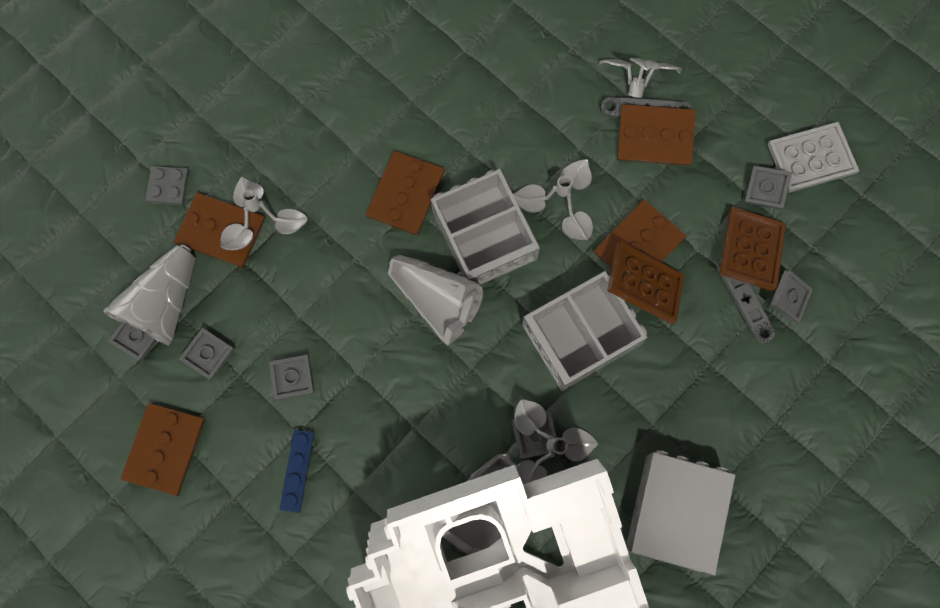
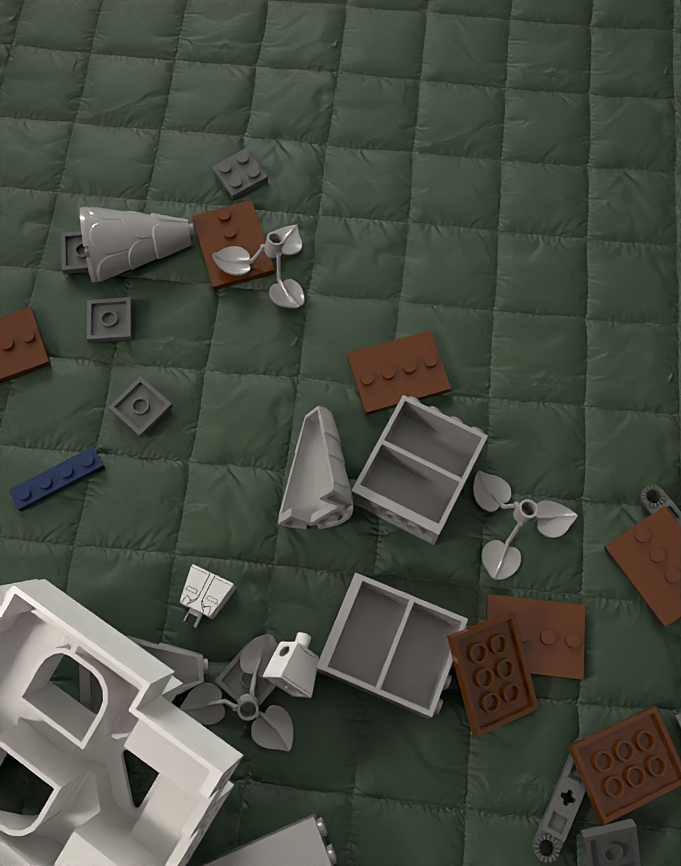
camera: 50 degrees right, 5 degrees down
(459, 426) = (204, 595): none -> white torso
(550, 401) = (293, 667): none -> white torso

